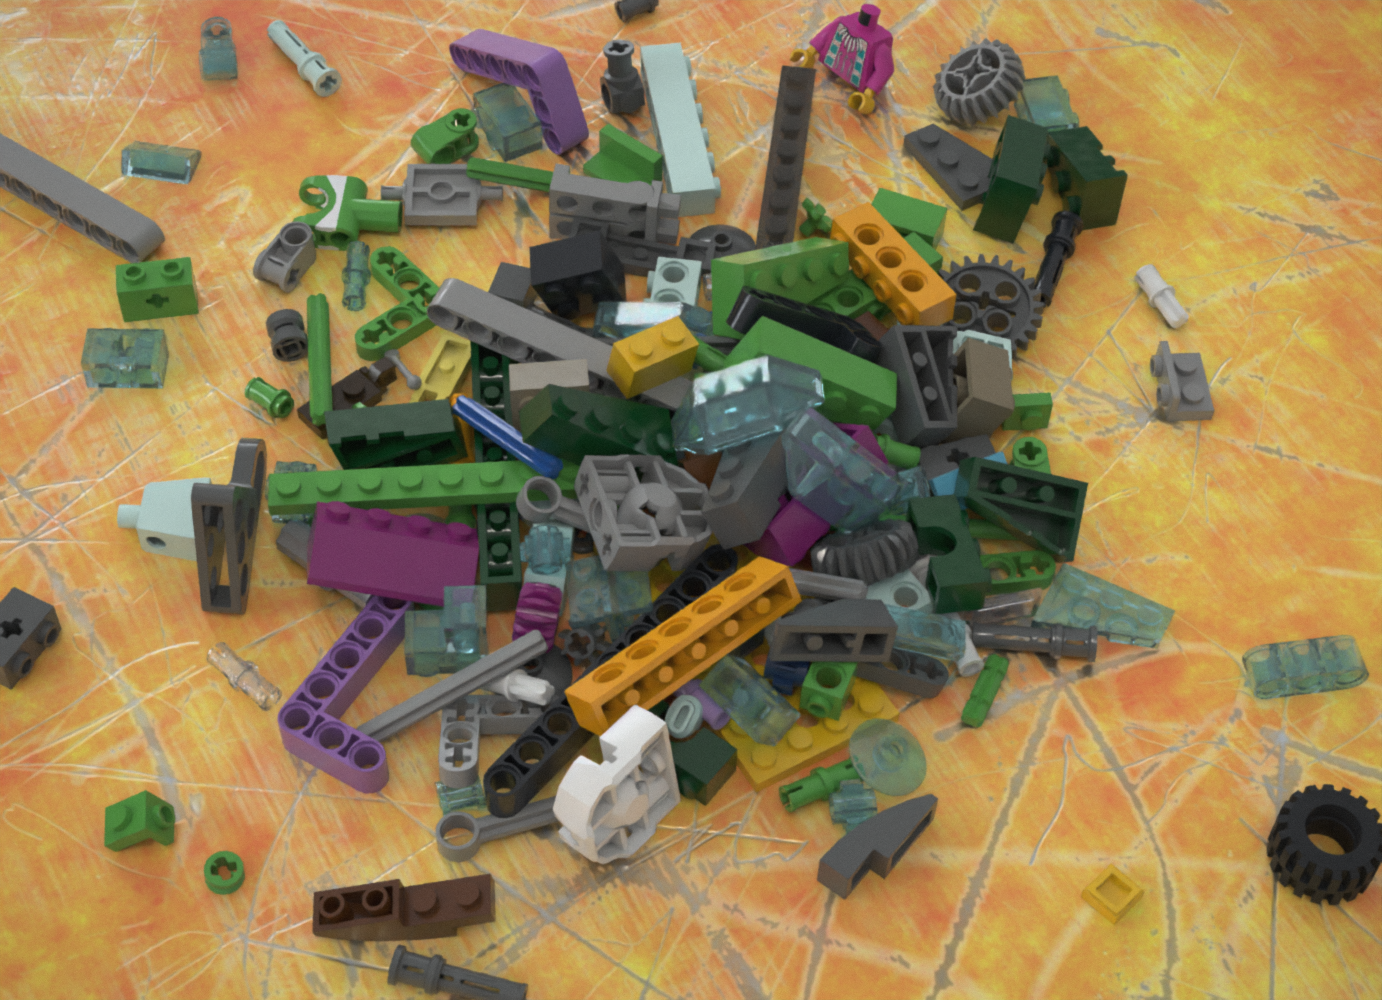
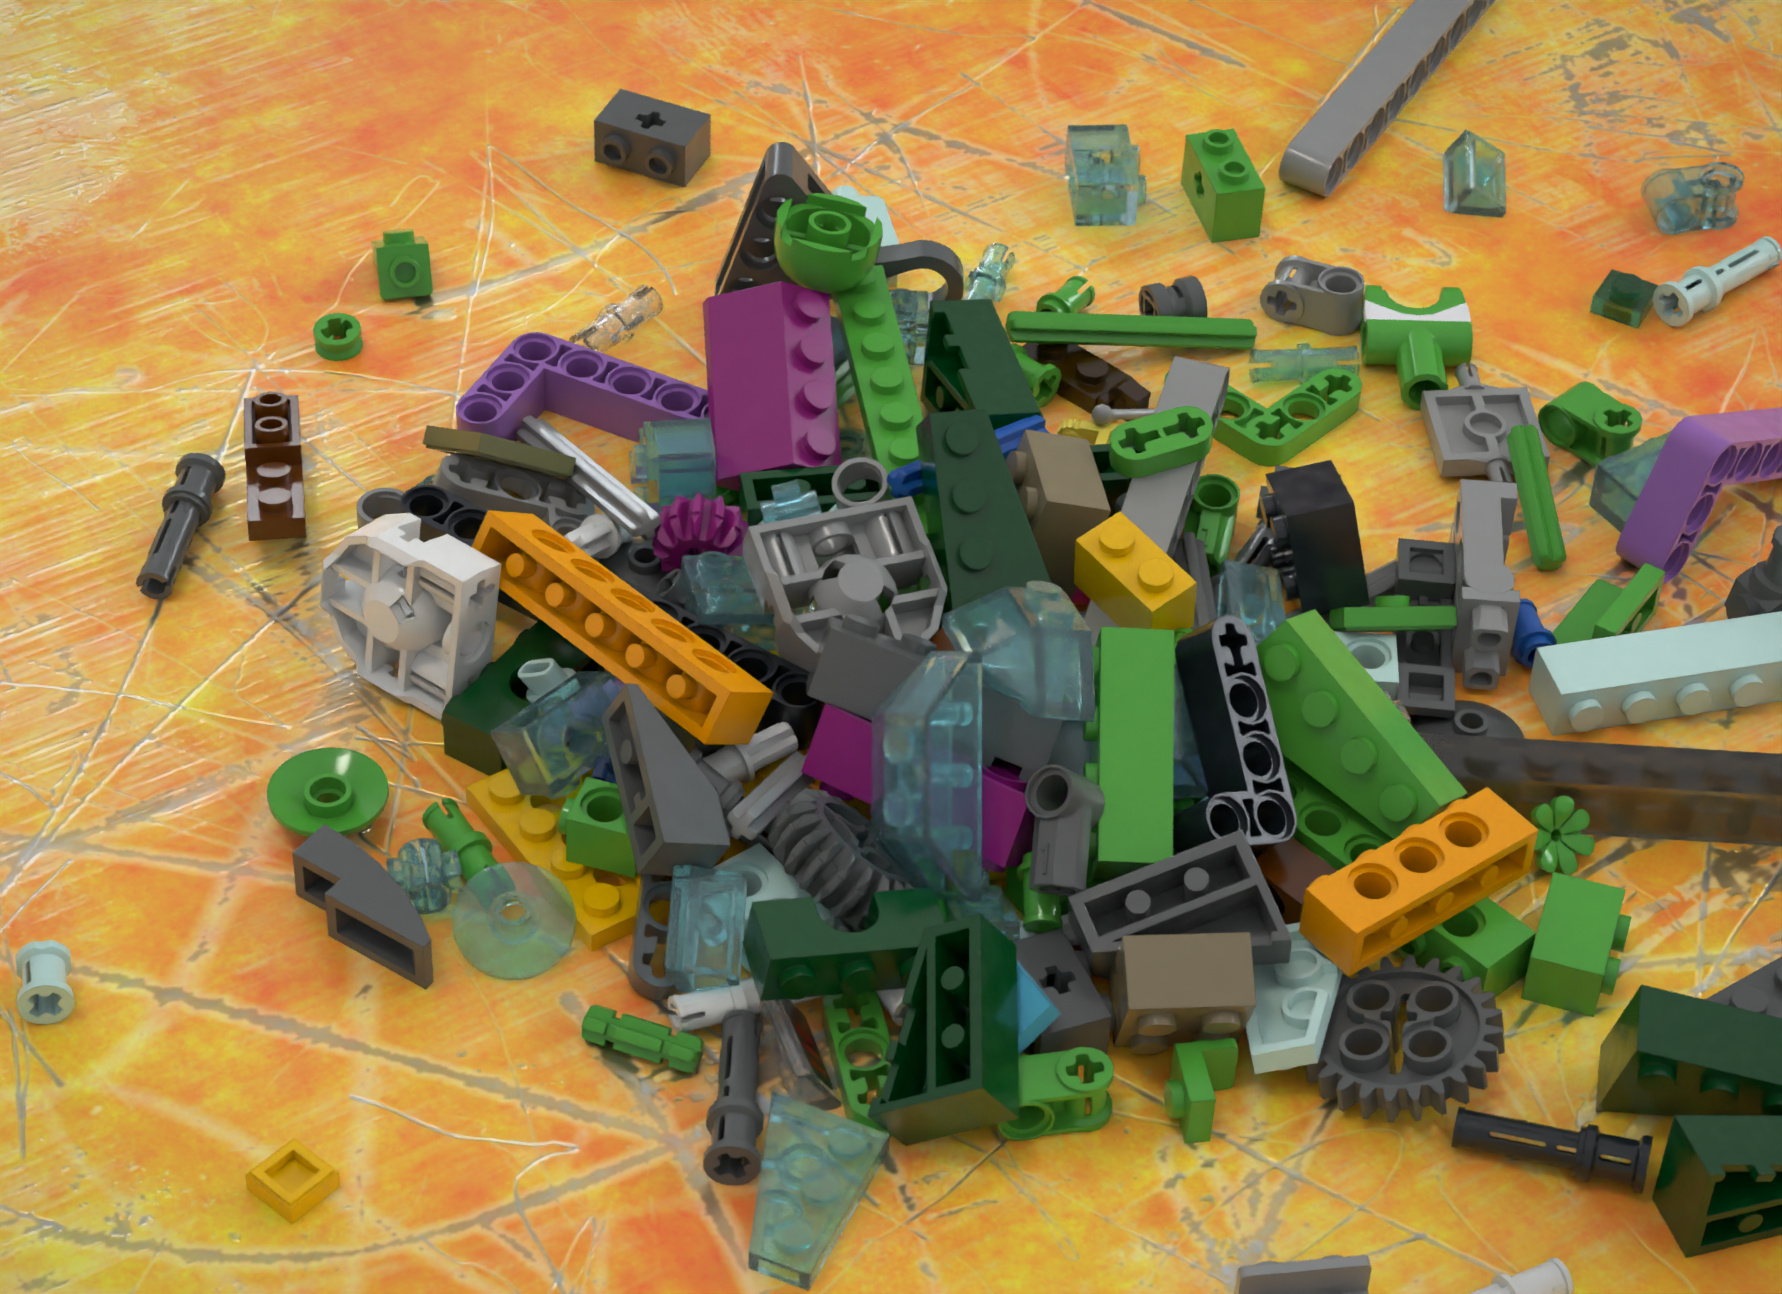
camera: 85 degrees right, 10 degrees down
(228, 439) = (989, 277): none -> clear light blue pin
(282, 484) = (826, 242): none -> bright green cylinder
(308, 107) = (1623, 298): none -> clear green plate
(426, 741) = (499, 451): none -> olive tile
(514, 324) = (1160, 441): none -> bright green beam
(642, 256) = (1393, 615): none -> bright green plate
(767, 852) = (328, 789): none -> bright green dish
(885, 417) = (1061, 830): none -> dark grey piece

